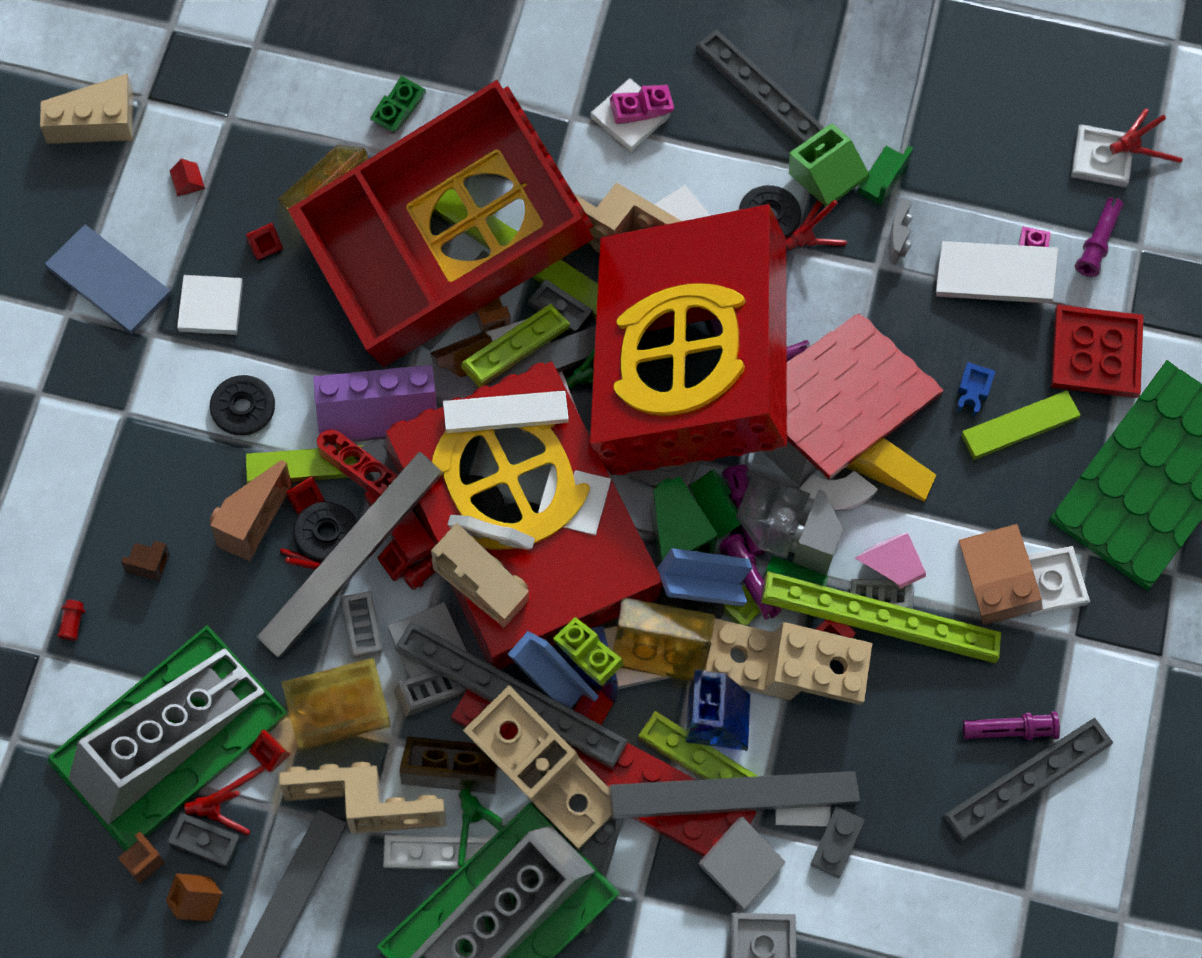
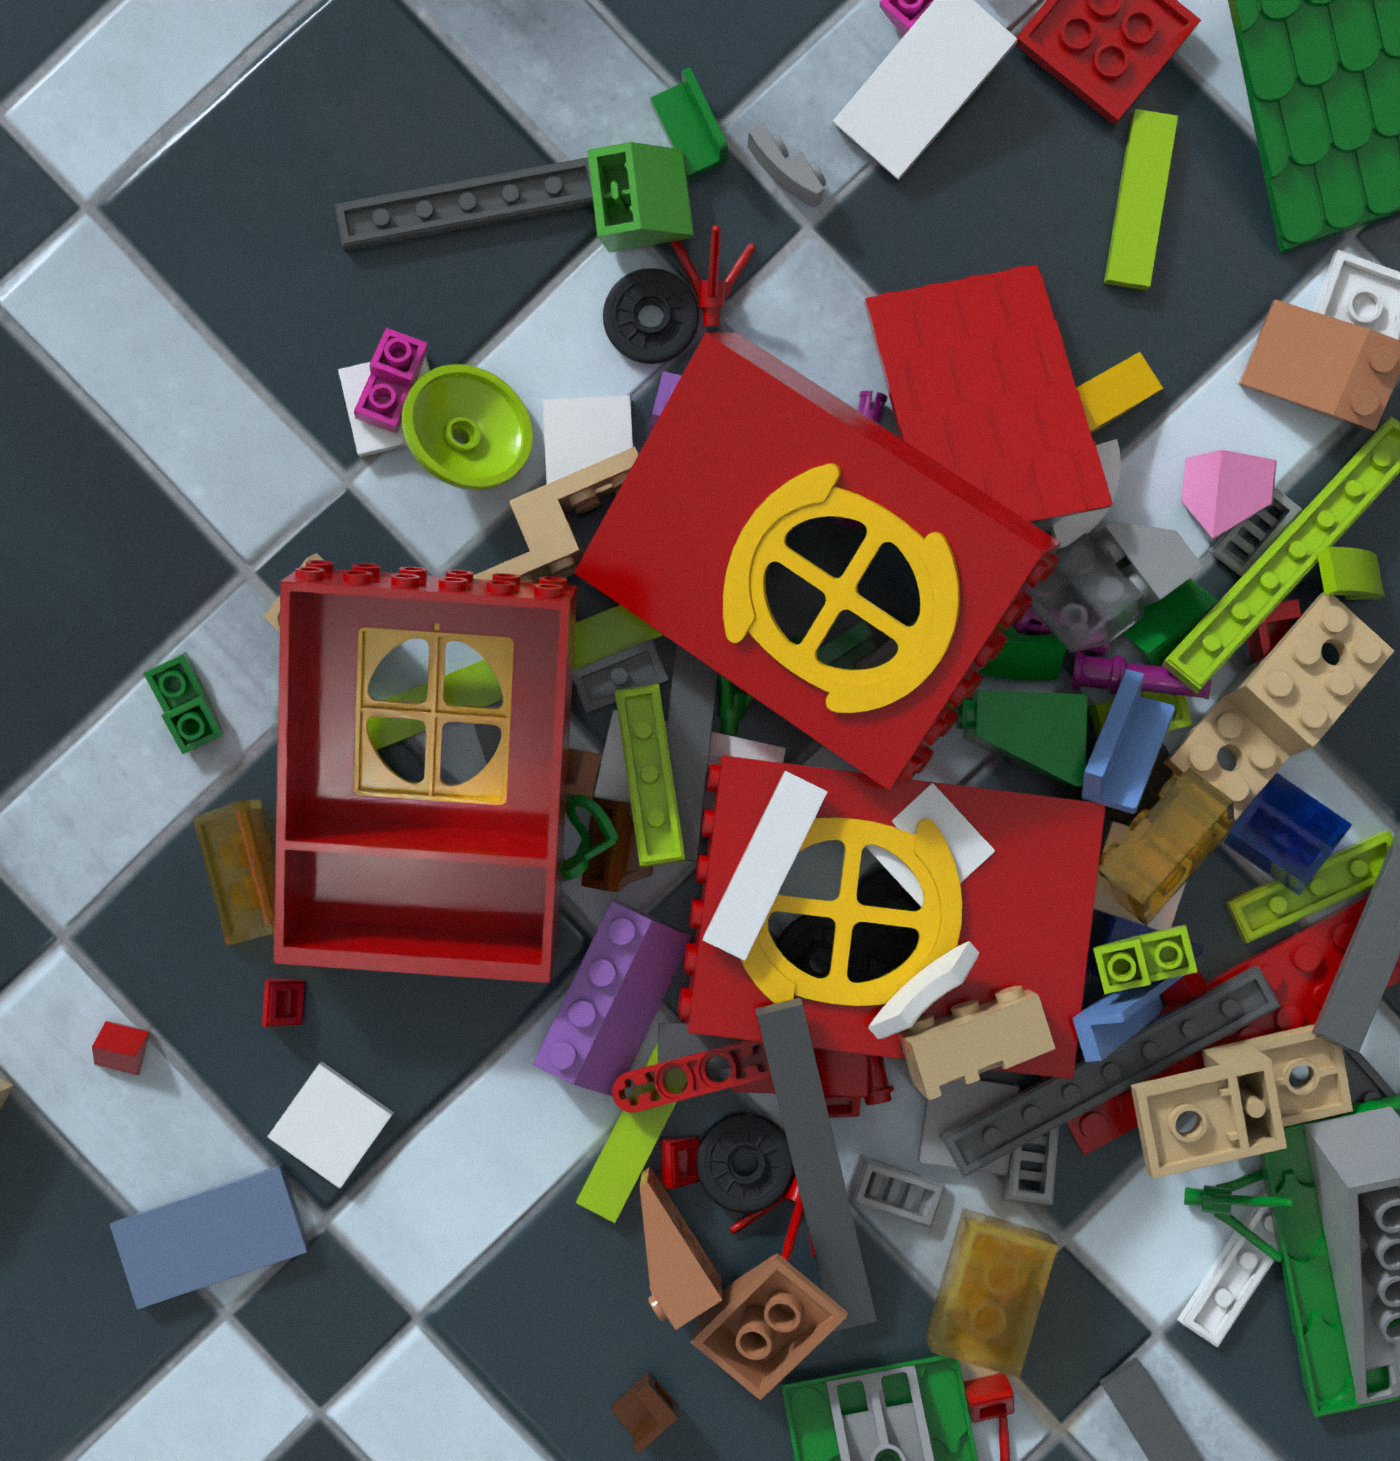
camera: 55 degrees left, 20 degrees up
(241, 582) = (766, 1324): none -> nougat slope
(246, 421) = (497, 1194): black wheel -> none
(363, 798) = (1131, 1332): tan bracket -> none
(447, 765) = (1137, 1213): dark brown slope -> none
(474, 332) = (579, 862): none -> green piece
(653, 145) = (479, 411): none -> lime dish
(894, 656) = (1350, 573): none -> lime slope
(975, 385) = (1055, 218): blue plate -> none

